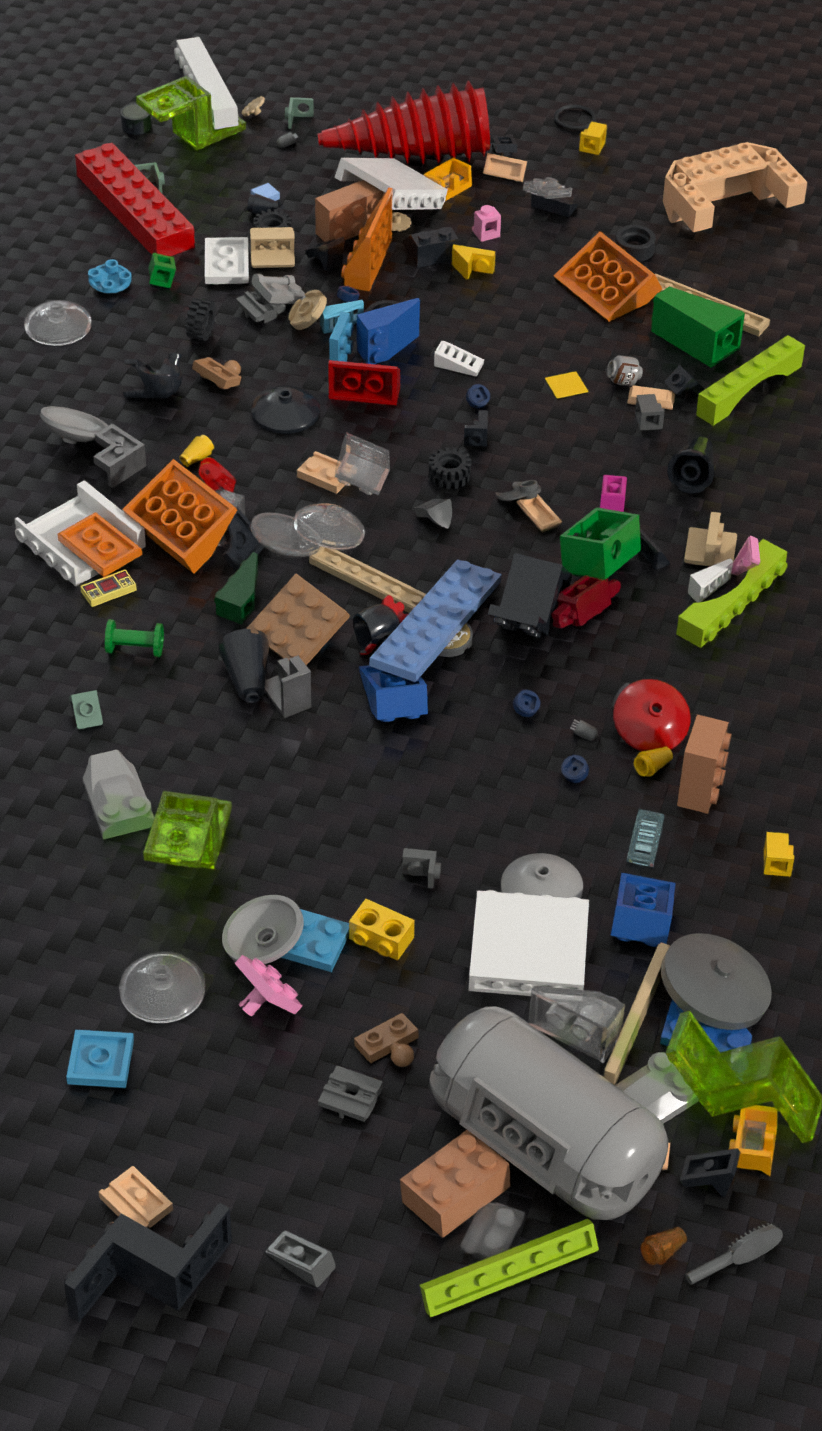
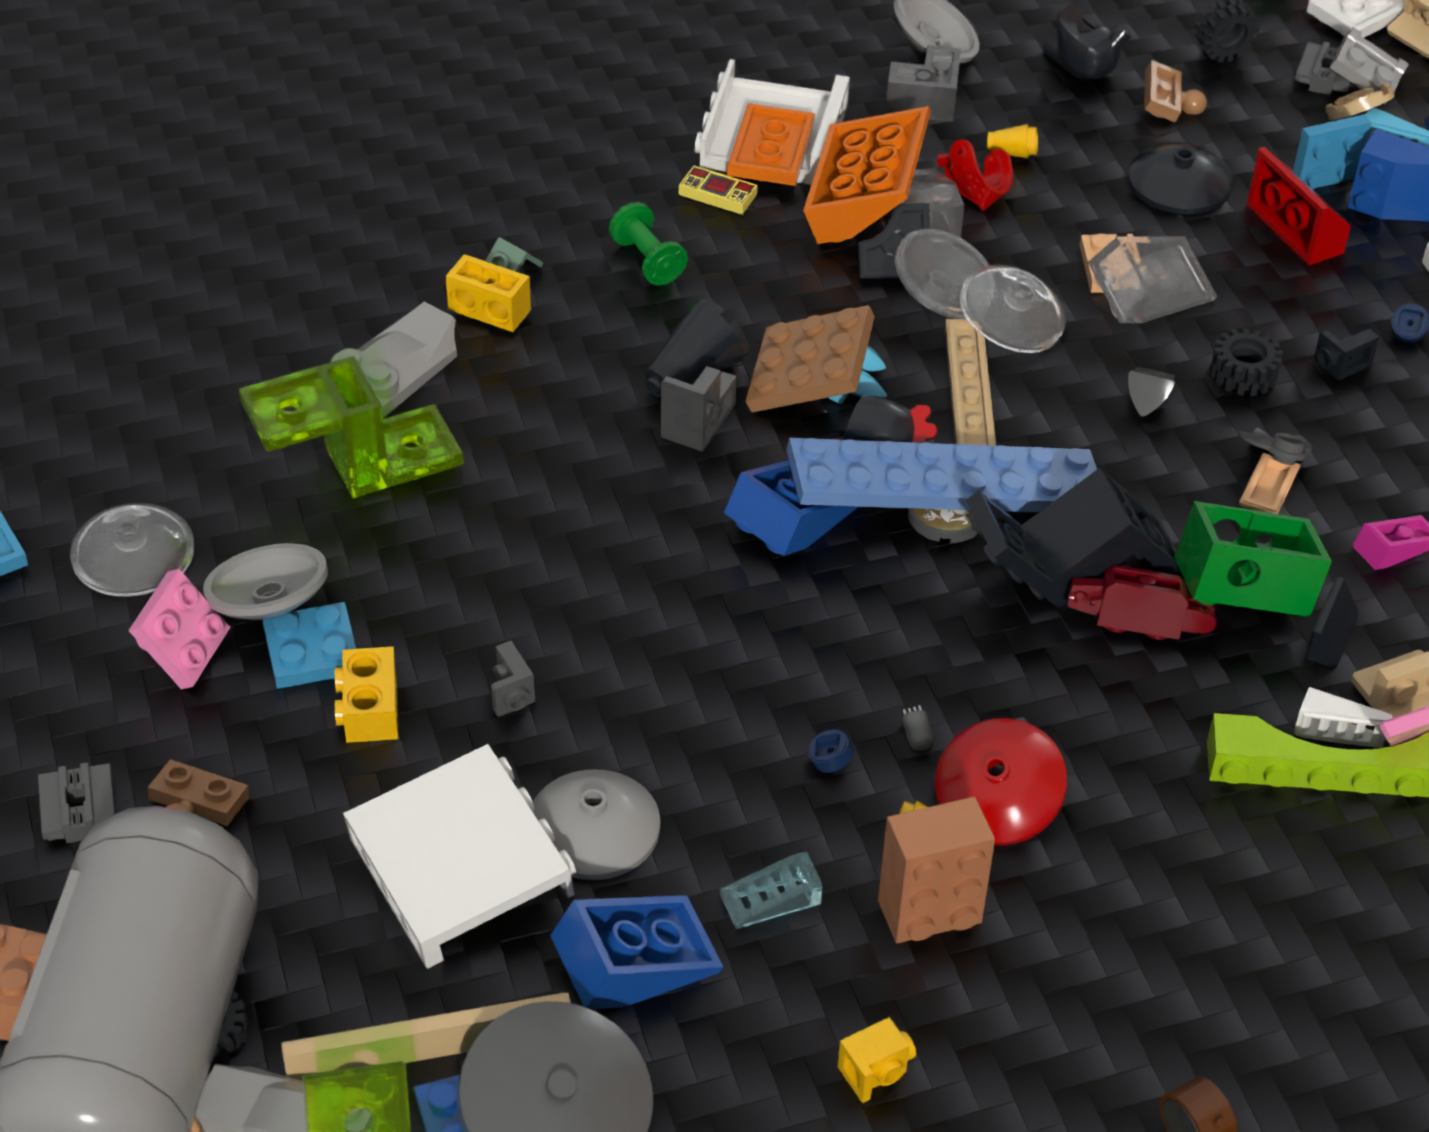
camera: 55 degrees right, 0 degrees up
(111, 724) = (488, 293): none -> yellow brick
(238, 596) = (824, 288): dark green slope -> none
(526, 703) = (901, 643): dark blue tile -> none
(578, 1018) = (356, 980): clear slope -> none

